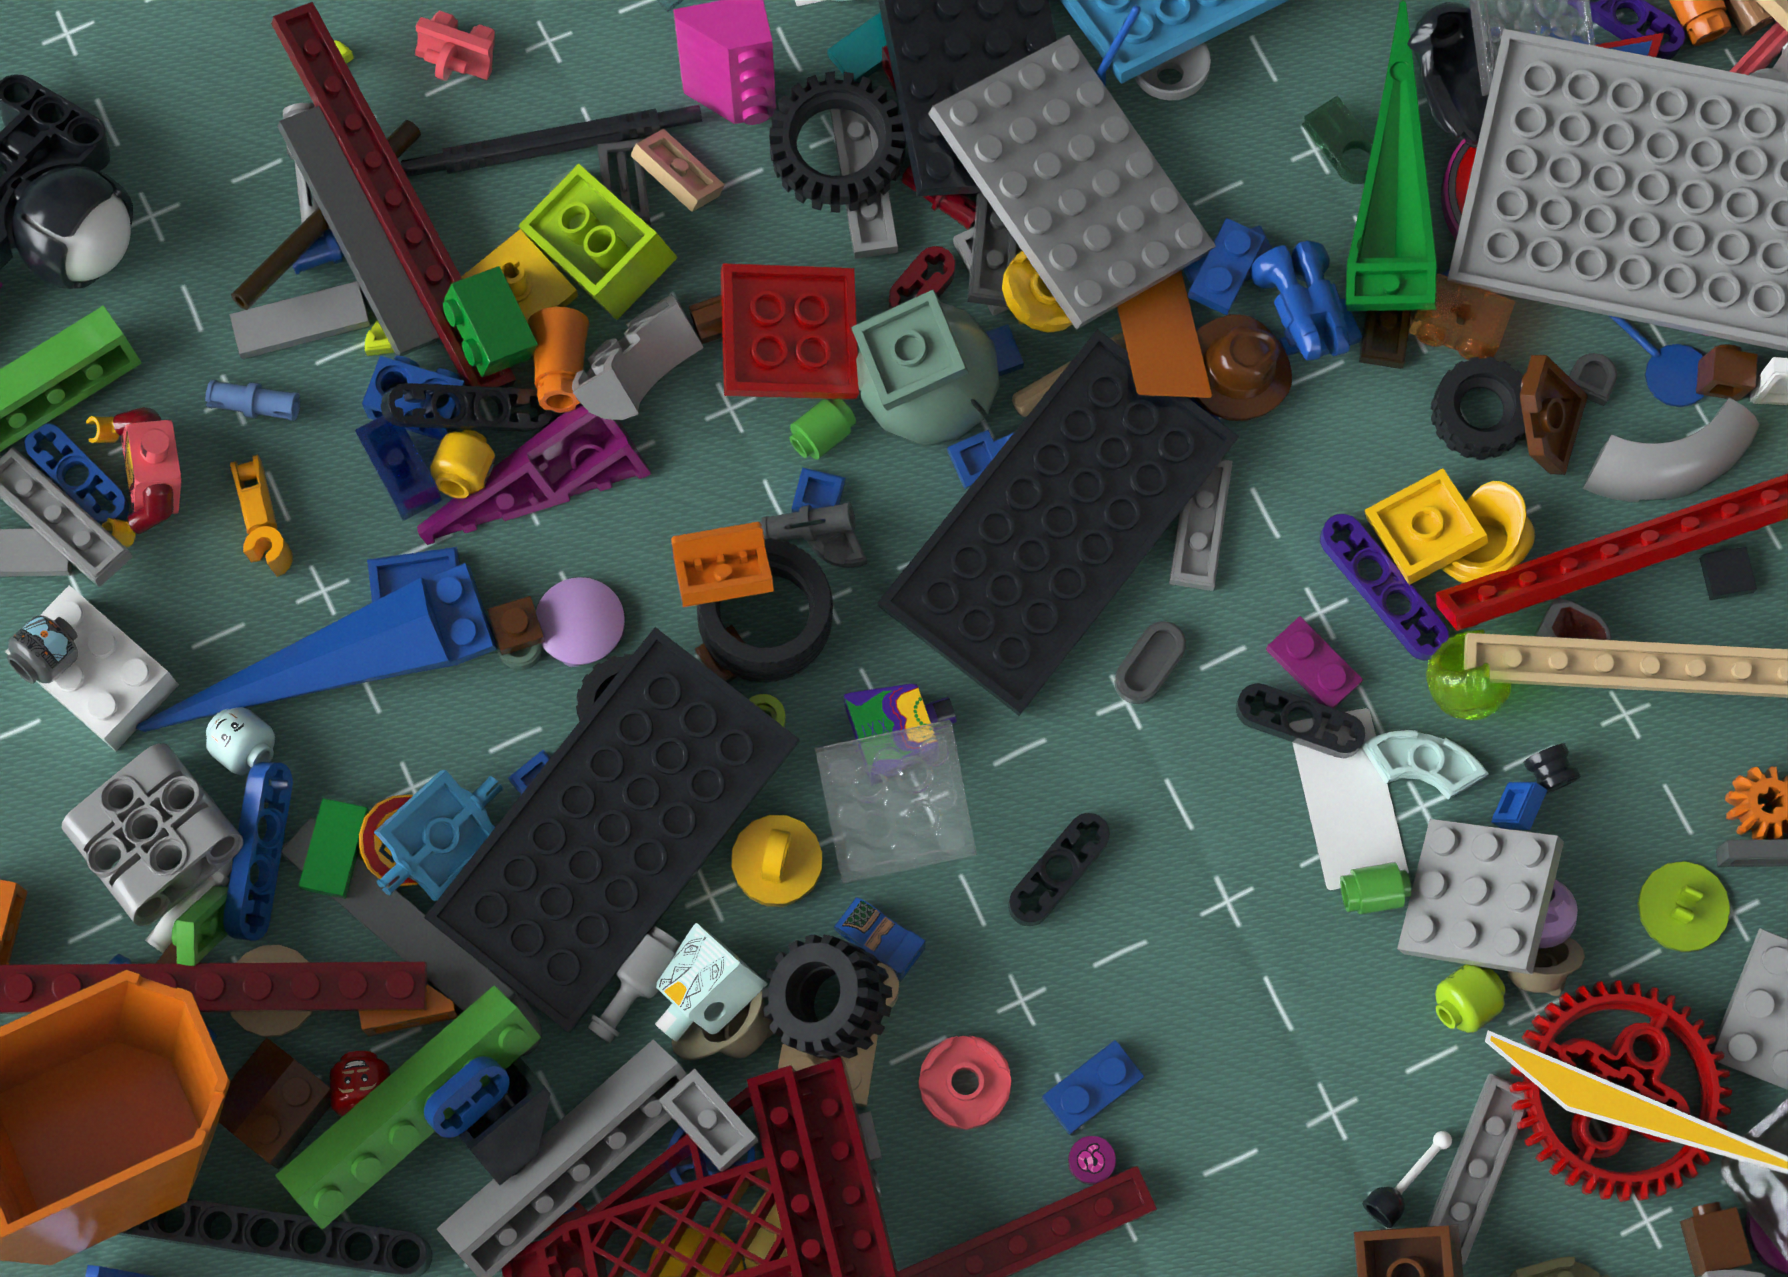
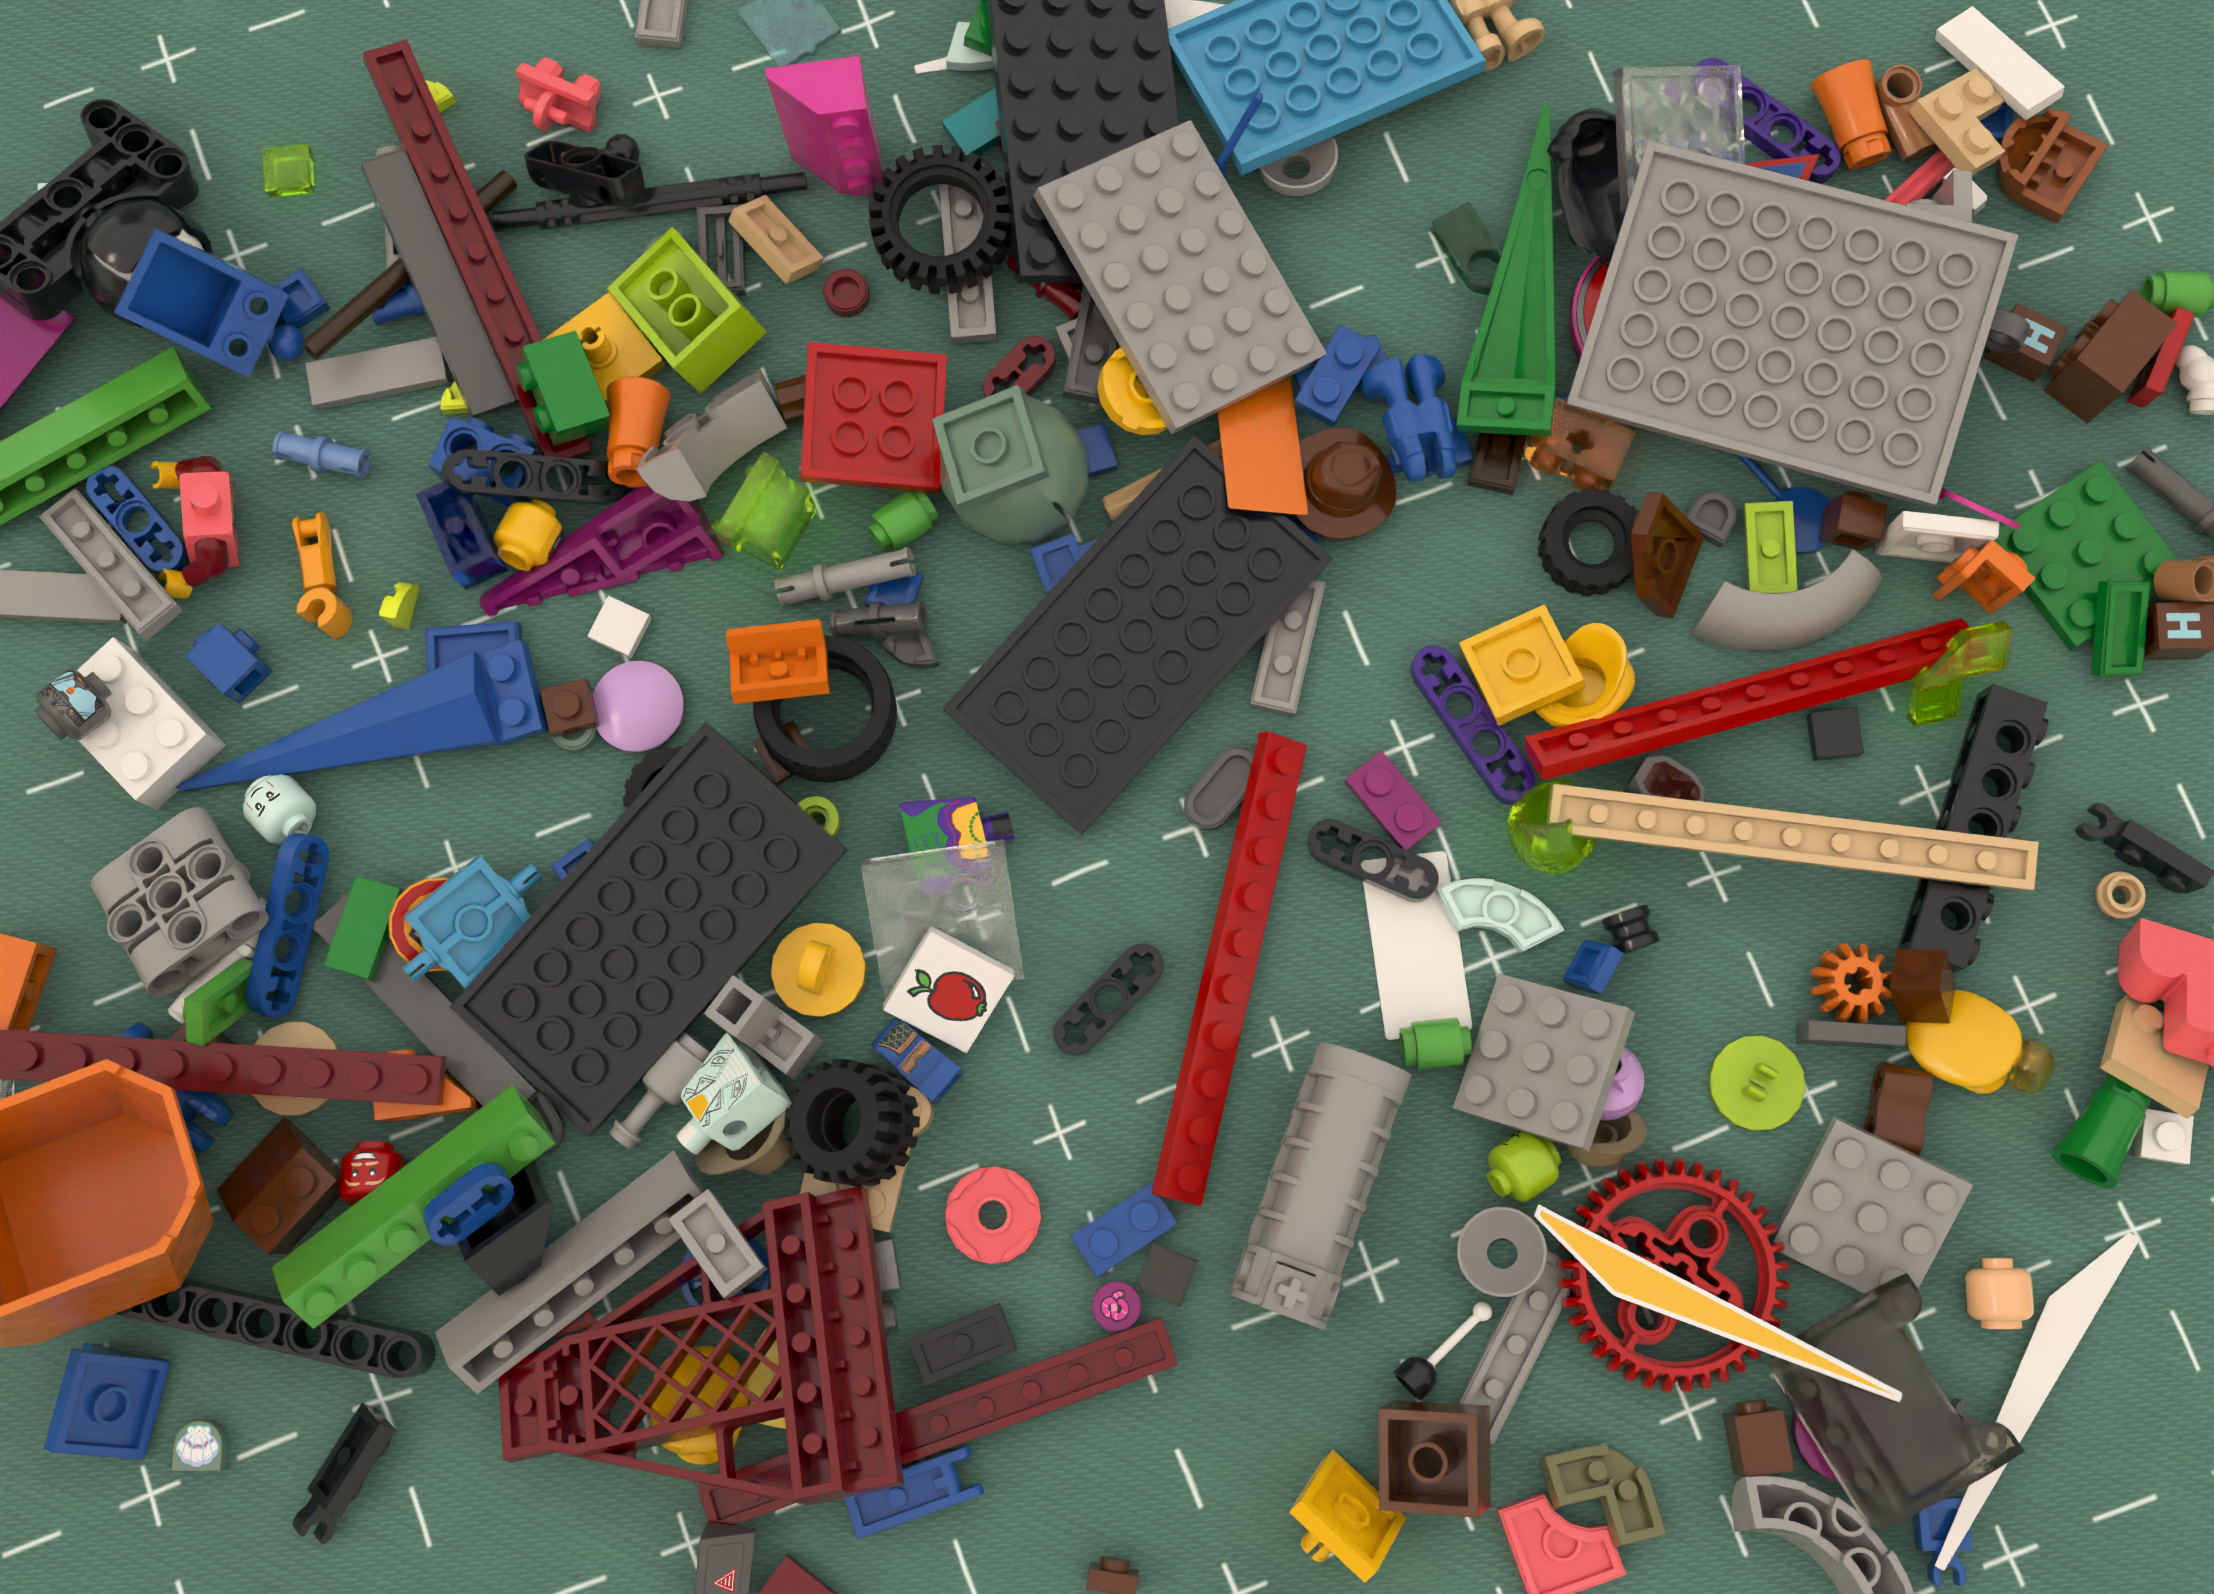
camera: 10 degrees right, 5 degrees up
(140, 263) = (206, 304): none -> blue slope
(179, 602) = (229, 661): none -> blue brick
(196, 132) = (288, 170): none -> clear neon green tile
(214, 255) = (303, 302): none -> blue tile
(340, 540) = (400, 608): none -> neon yellow tile
(494, 117) = (590, 173): none -> black piece
(555, 547) = (619, 627): none -> white tile
(691, 429) = (766, 514): none -> clear neon green plate
(731, 915) = (763, 1027): none -> light grey brick
(748, 216) = (846, 293): none -> dark red tile
(755, 489) = (827, 581): none -> light grey pin
(906, 867) = (948, 989): none -> white tile
(947, 1206) = (962, 1344): none -> black plate
(1137, 1126) = (1166, 1274): none -> clear smoke tile
(1172, 833) = (1229, 969): none -> red plate
(1279, 1024) = (1320, 1184): none -> light grey piece
(1462, 1055) = (1502, 1224): none -> light grey piece
(1651, 400) = (1770, 547): none -> lime plate

